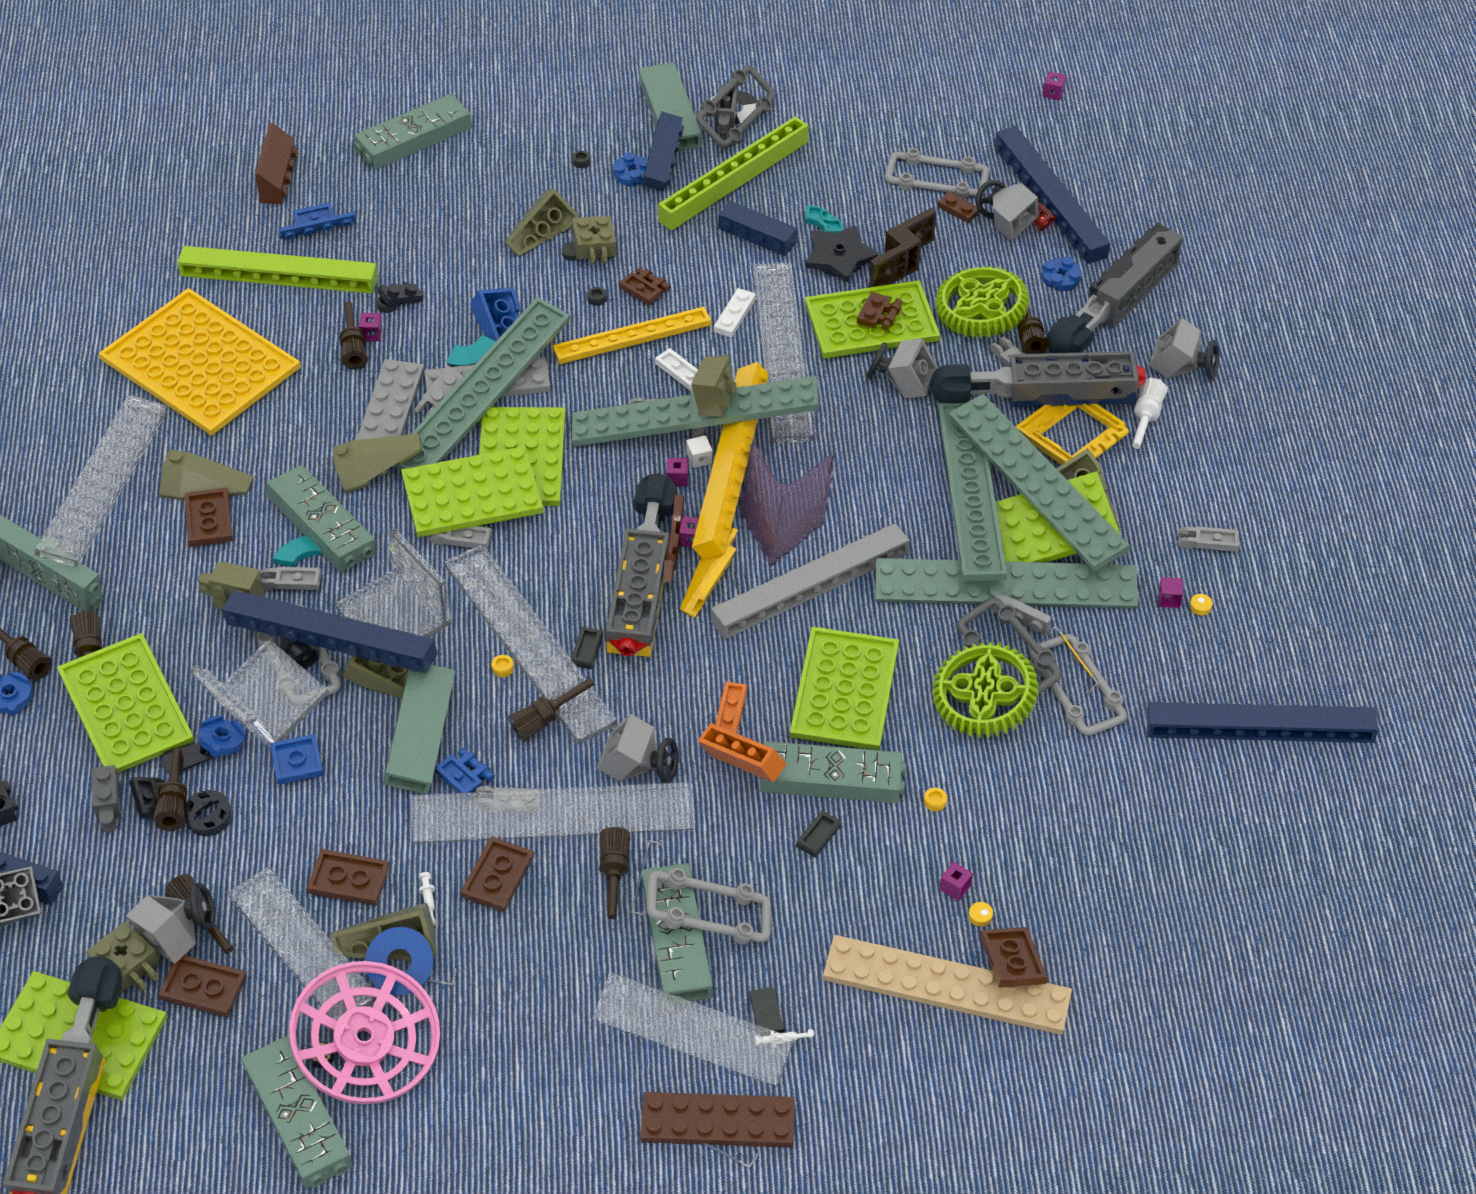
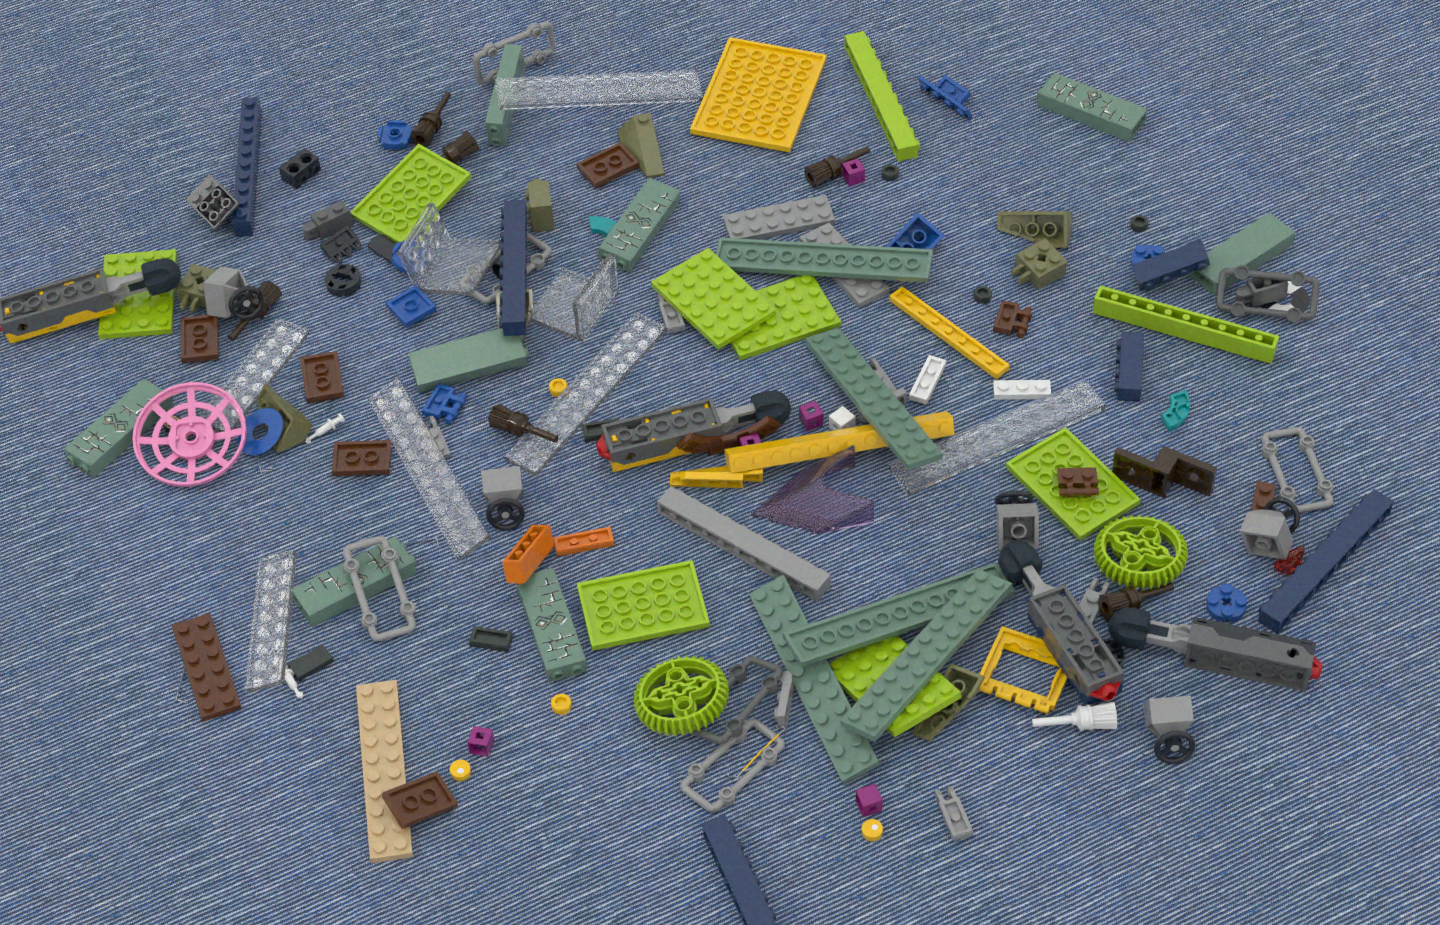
camera: 70 degrees right, 0 degrees up
(171, 798) = (341, 252): dark brown piece -> none
(275, 165) = (988, 42): reddish brown slope -> none
(291, 578) = (575, 235): light grey hinge -> none
(366, 458) = (710, 225): olive wedge -> none
(400, 294) = (901, 174): black plate -> none
(440, 388) = (816, 235): light grey hinge -> none
(469, 354) = (859, 237): teal tile -> none
(614, 862) = (398, 520): dark brown piece -> none
(714, 385) = (885, 388): olive hinge -> none
(839, 253) = (1137, 431): black plate -> none

